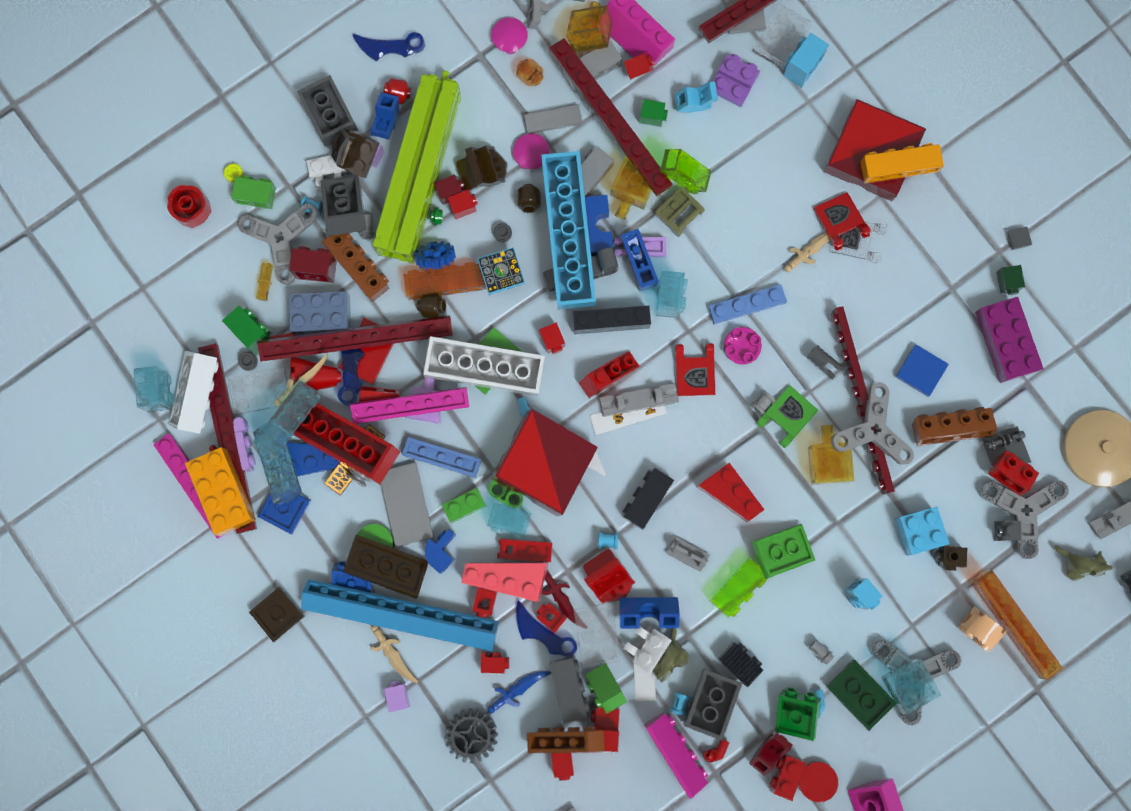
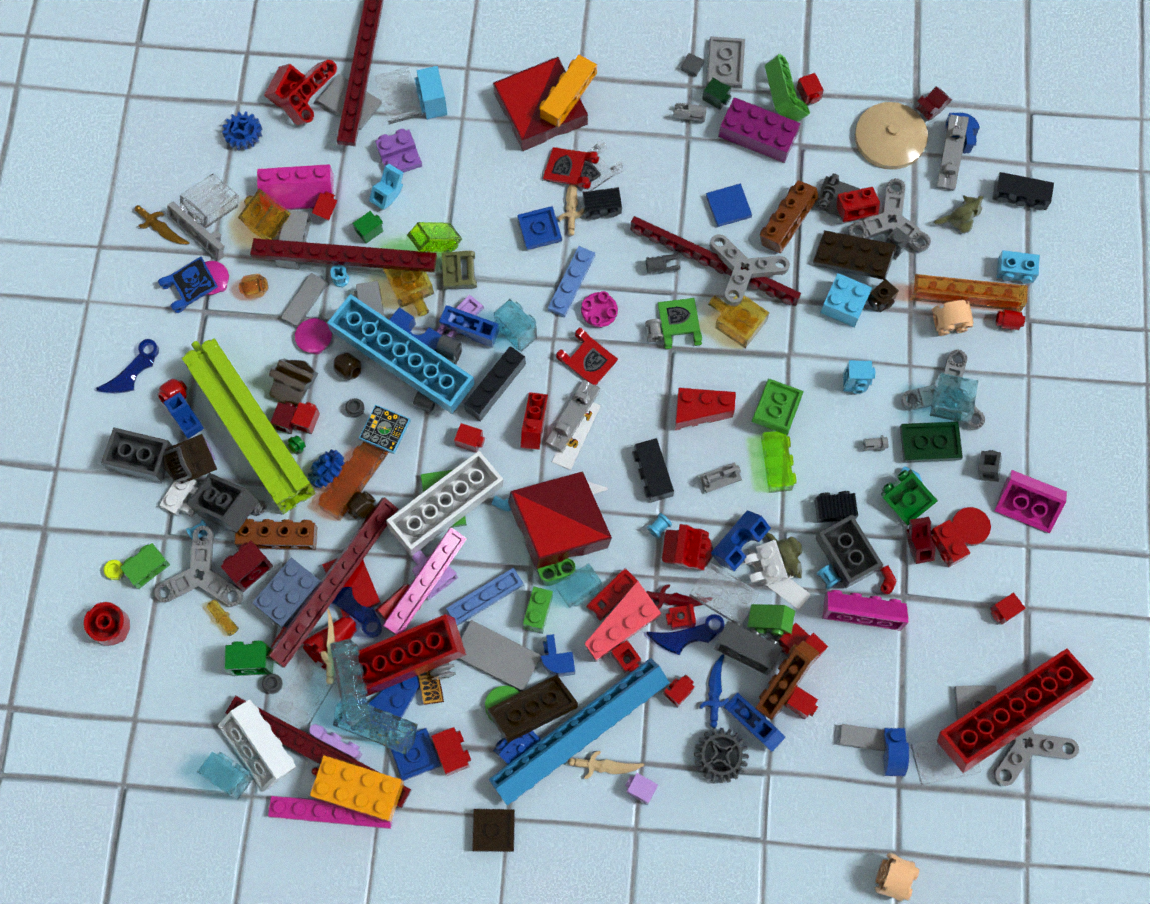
camera: 50 degrees left, 10 degrees down
(306, 533) = (451, 751): none -> red brick
(492, 26) = (191, 282): none -> flag
(516, 746) = (755, 722): none -> blue slope
(589, 130) = (340, 275): none -> medium azure bush
(769, 241) = (539, 227): none -> blue plate
(833, 271) = (602, 203): none -> black brick
(874, 761) = (990, 465): none -> dark grey brick
(967, 506) = (854, 255): none -> dark brown plate
(975, 272) = (690, 112): none -> light grey hinge
(1023, 675) = (1010, 319): none -> red brick
(1047, 262) = (726, 61): none -> light grey tile
(1061, 329) = (783, 90): none -> bright green beam
(1076, 645) = (1018, 266): none -> medium azure brick
(1083, 350) = (810, 88): none -> red brick

